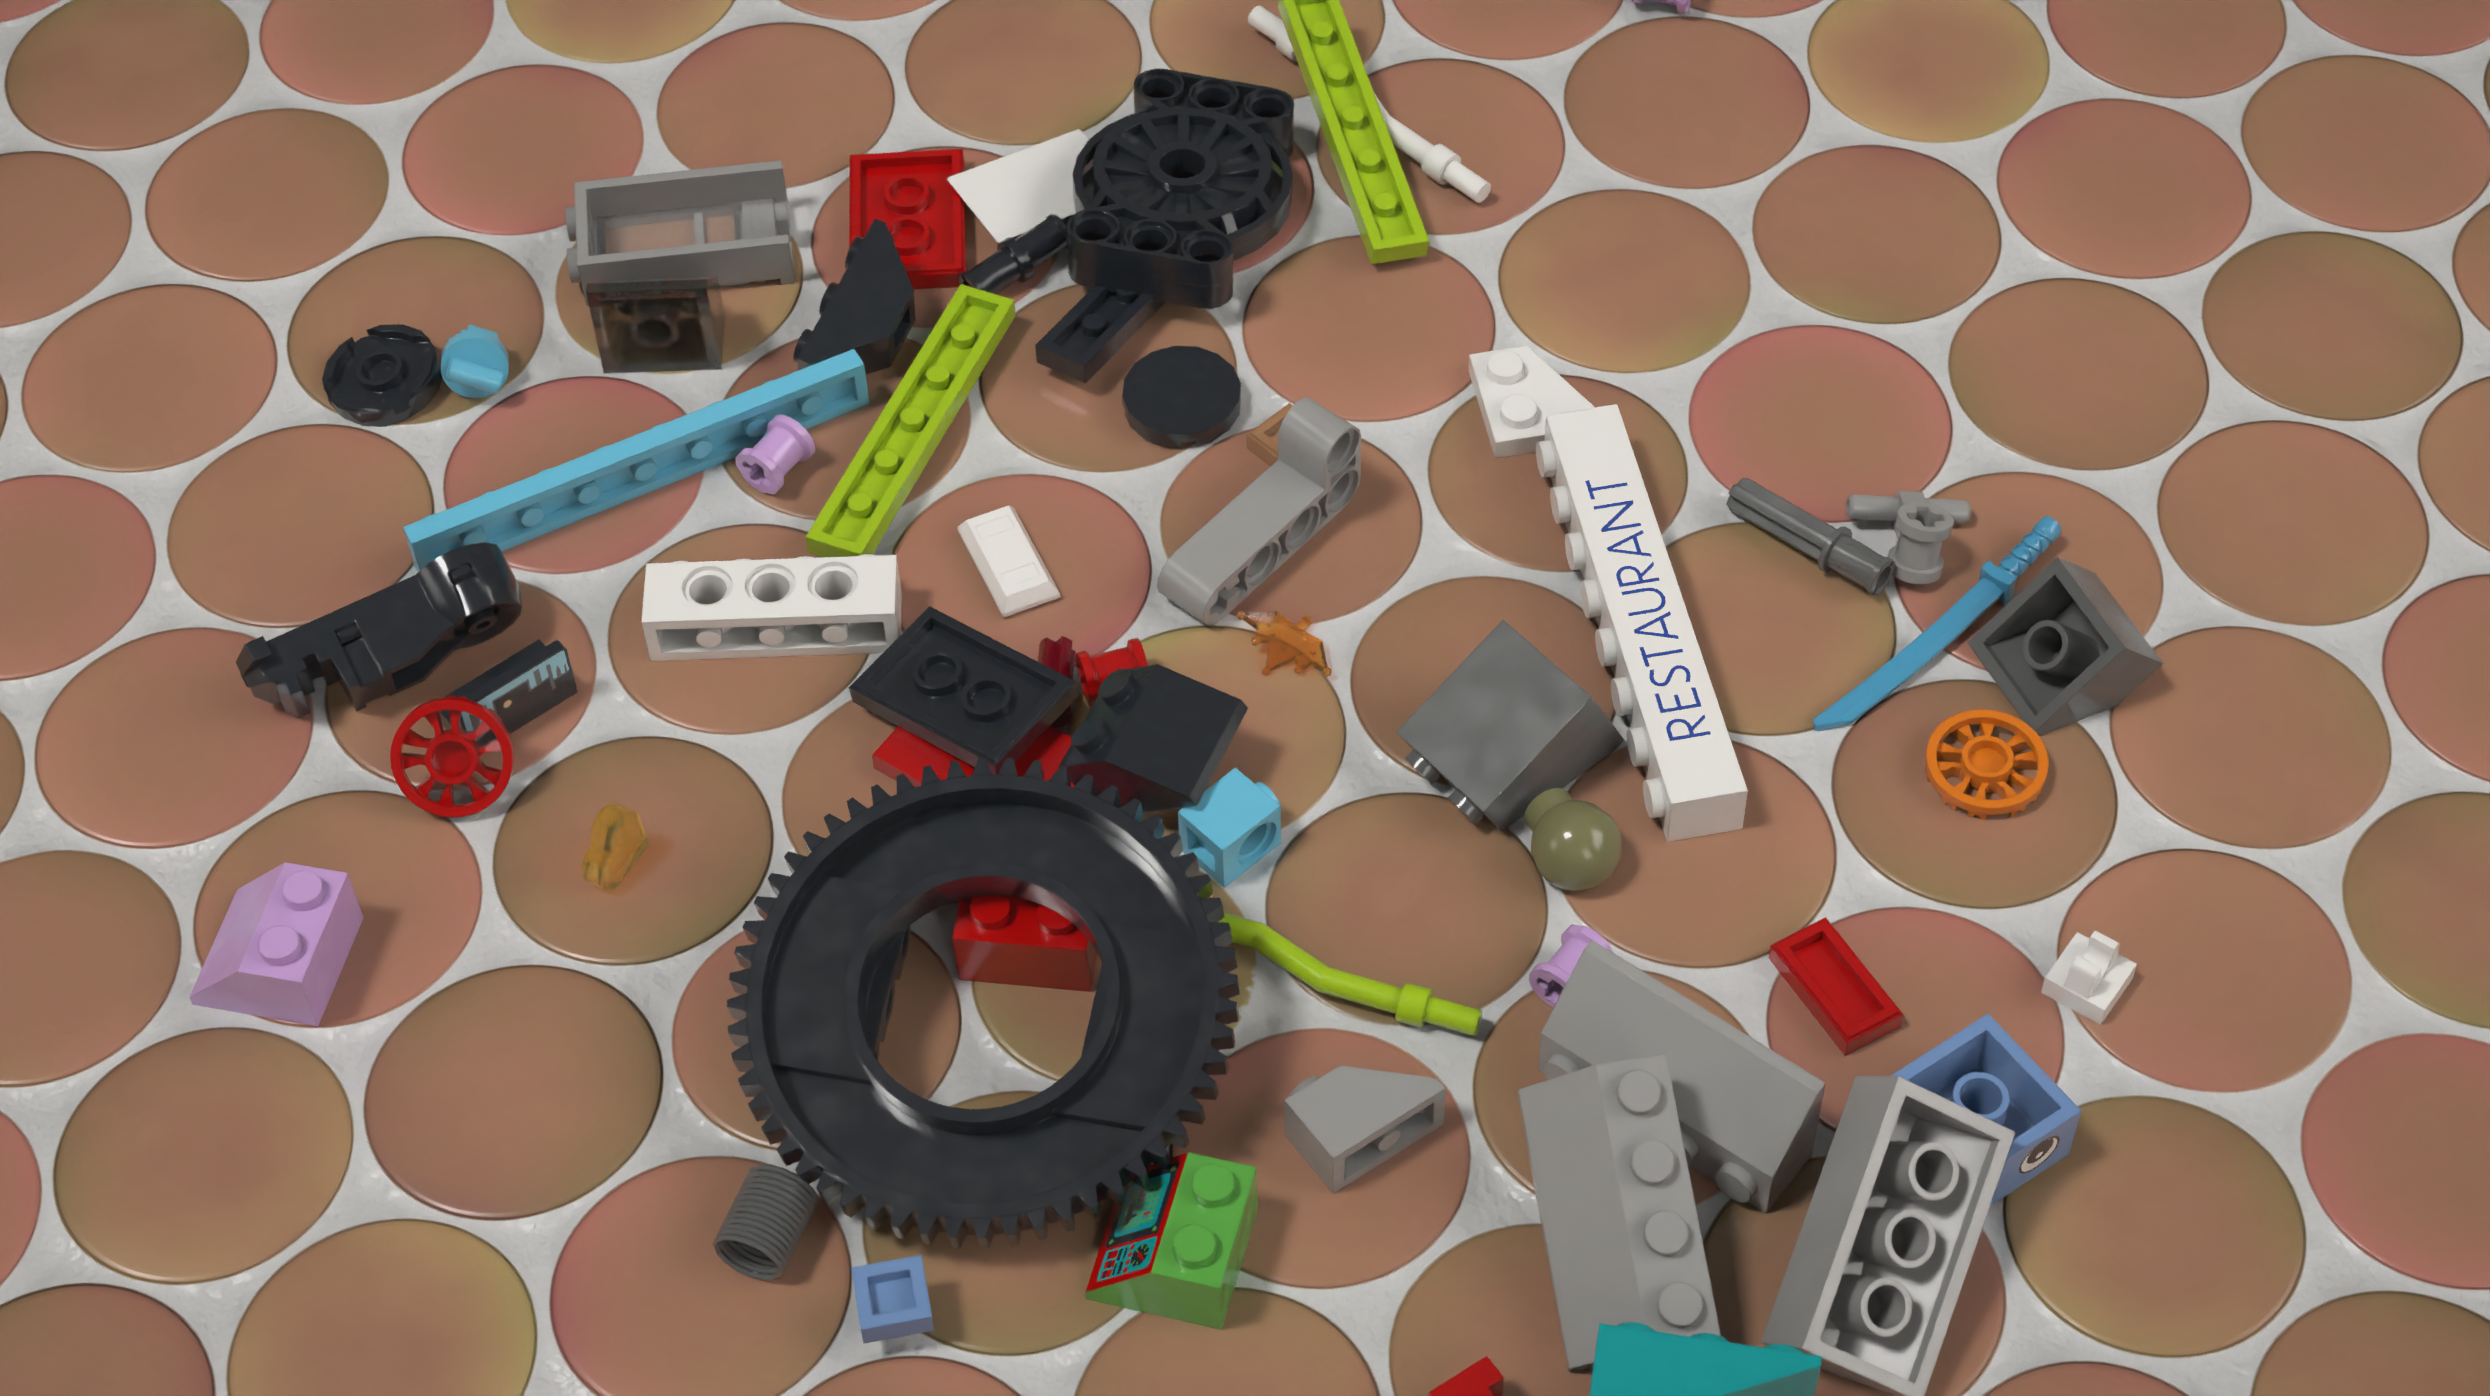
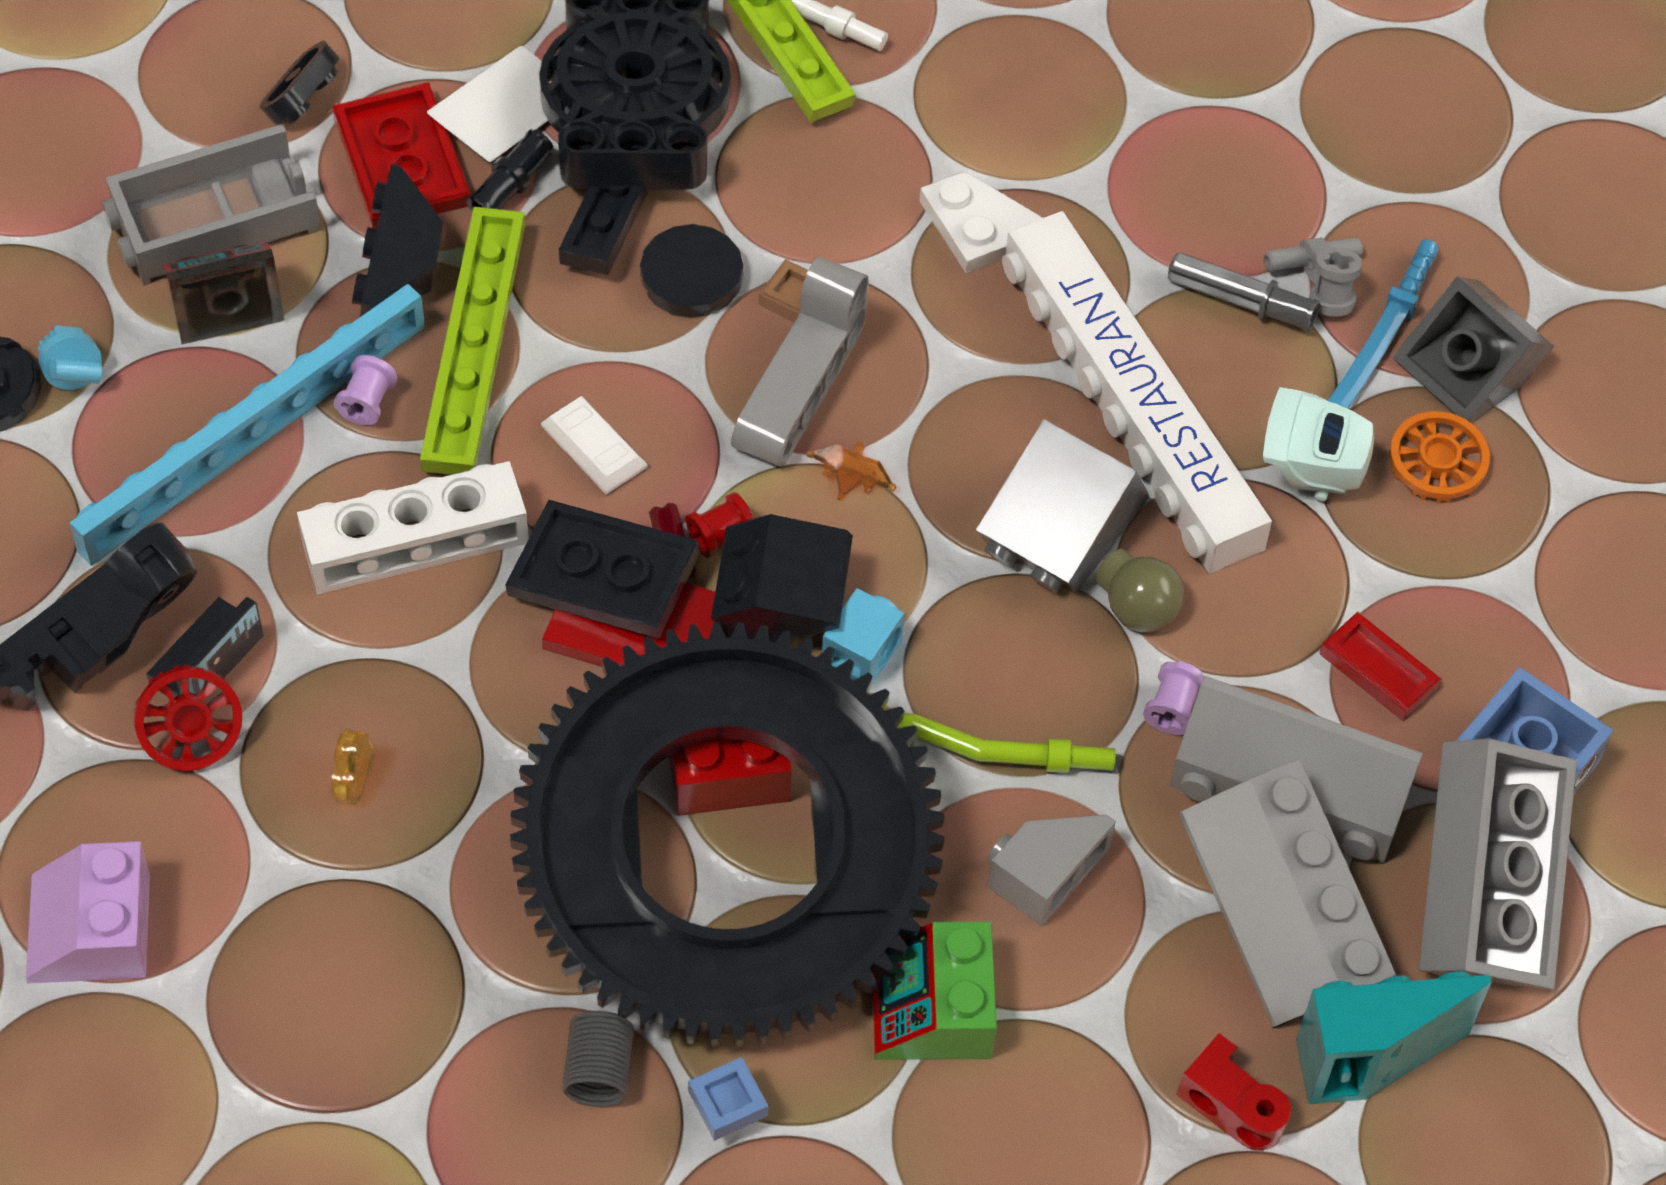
camera: 20 degrees left, 5 degrees up
(806, 138) = (308, 73): none -> black plate
(1830, 714) = (1317, 443): none -> light aqua helmet
(2089, 976) = (1571, 615): white tile -> none

